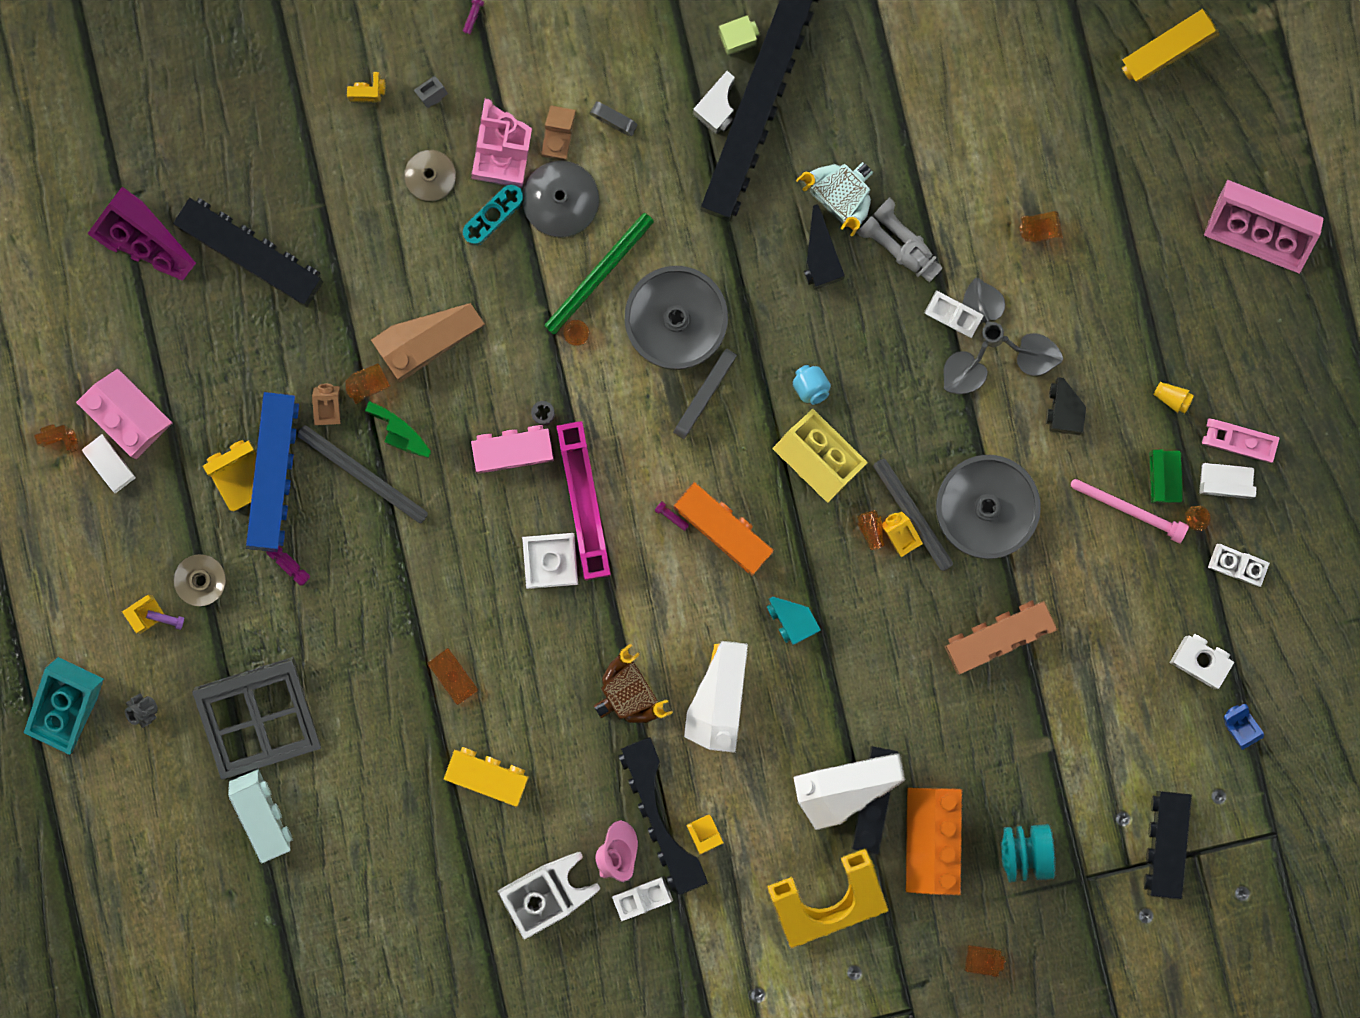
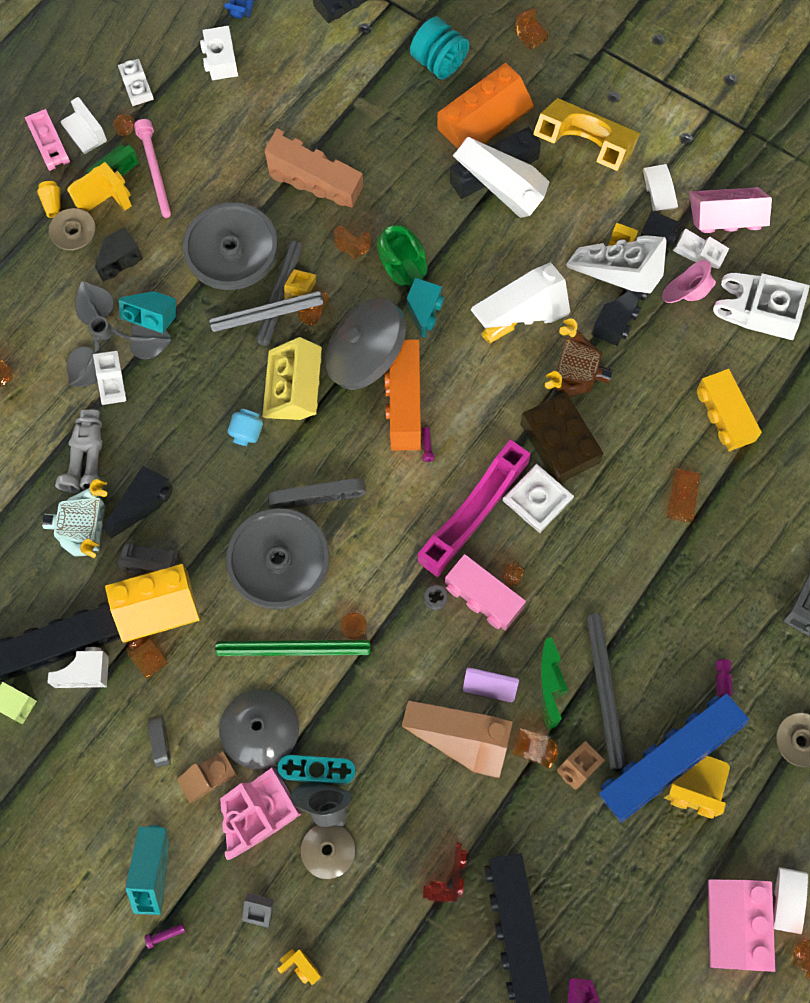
camera: 130 degrees left, 15 degrees down
(330, 223) = (437, 890): none -> clear red bracket
(441, 393) = (490, 684): none -> lavender slope
(465, 197) = (323, 803): none -> dark grey piece
(508, 485) = (513, 573): none -> clear orange plate
(526, 39) = (148, 870): none -> teal slope
(580, 622) = (561, 438): none -> dark brown brick
(656, 958) = (730, 209): none -> slope
(677, 813) = (627, 264): none -> white wedge
(689, 160) = (146, 656): none -> clear orange bracket
(717, 192) = (152, 603): none -> yellow slope
(727, 920) = (661, 188): none -> white slope
(764, 222) = (146, 560): none -> dark grey hinge
(793, 534) = (365, 343): none -> dark grey dish
(853, 639) = (402, 255): none -> green hair
(899, 485) = (266, 311): none -> axle
(909, 606) = (348, 243): none -> clear orange bracket
(984, 393) = (148, 310): none -> teal slope
(1133, 456) = (98, 187): none -> yellow bracket
(1136, 384) = (72, 221): none -> dark tan dish

